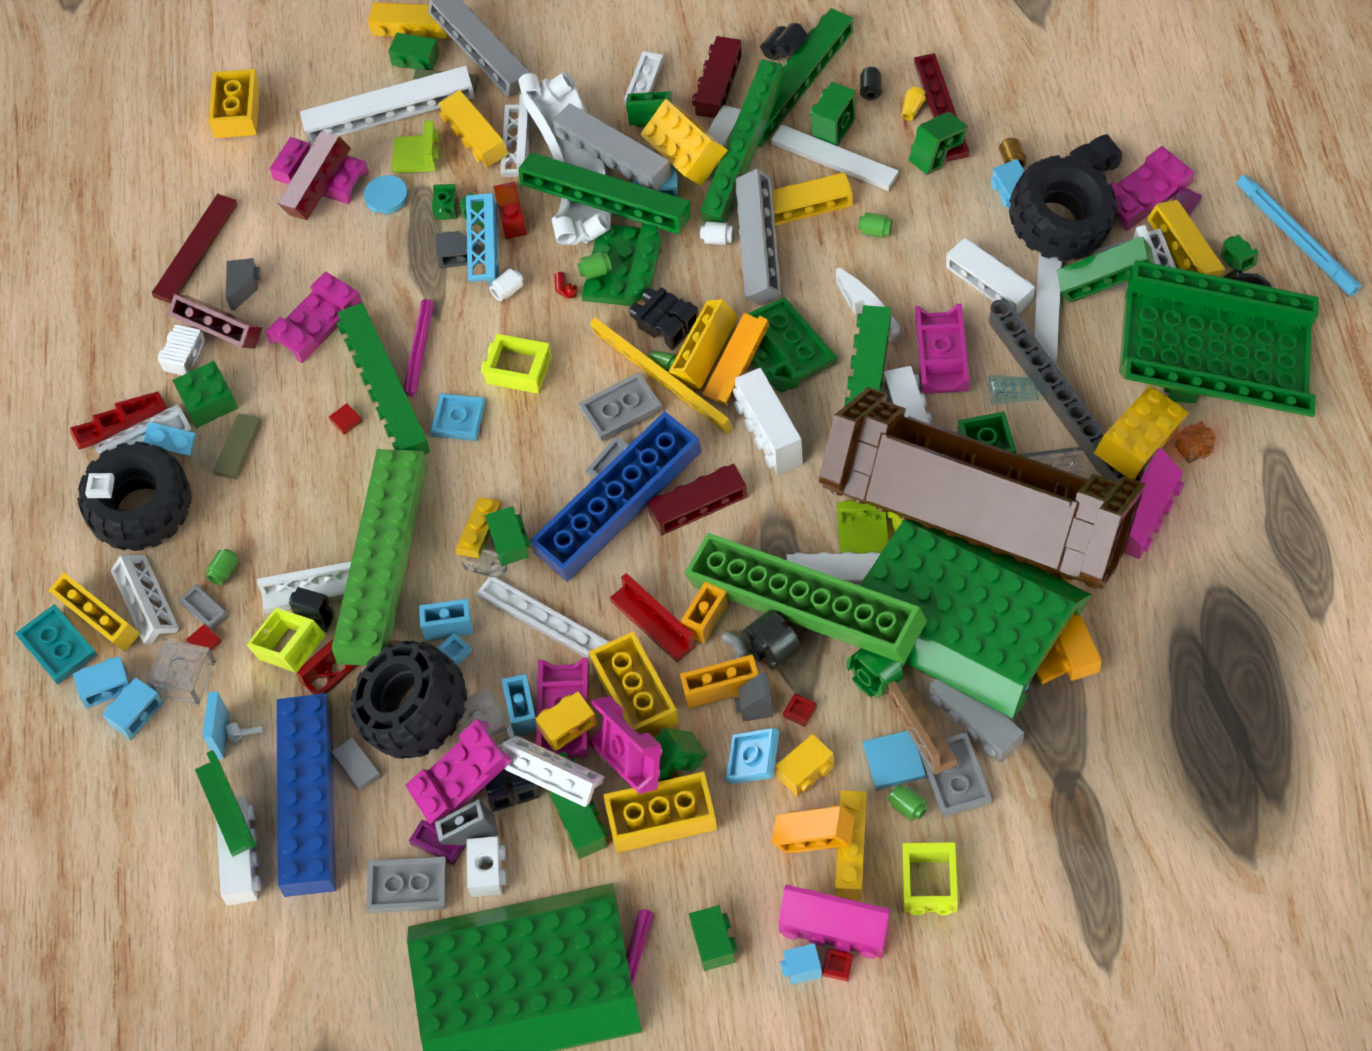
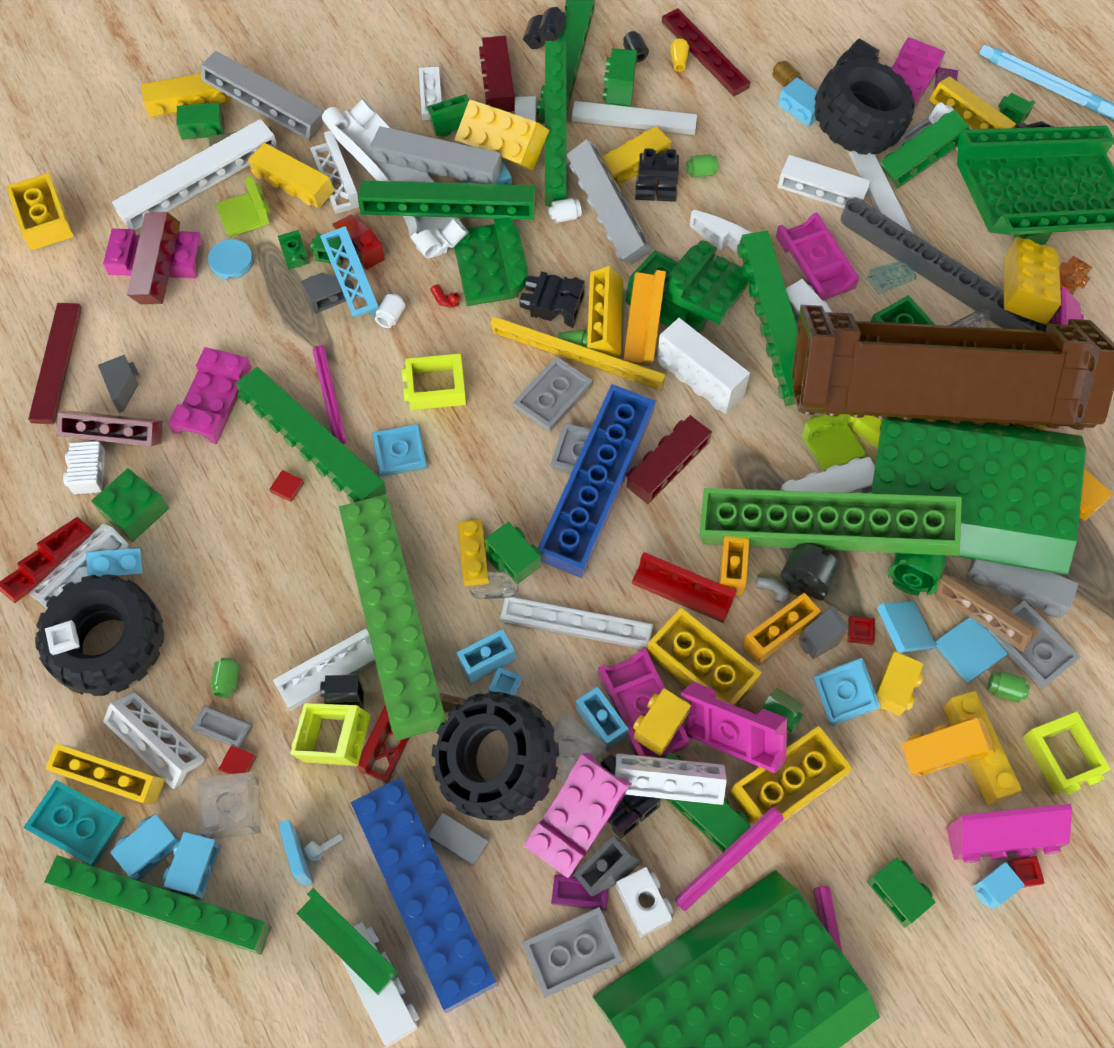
camera: 30 degrees left, 5 degrees up
(95, 729) = (158, 904): none -> green brick
(237, 446) = (185, 547): olive tile -> none
(570, 854) = (729, 859): none -> dark pink axle
(594, 265) = (470, 268): bright green brick -> none
(812, 342) = (706, 282): none -> green plate
(819, 223) = (659, 168): none -> black hips
(838, 718) = (906, 626): none -> medium azure tile
(934, 141) = (721, 79): green brick -> none

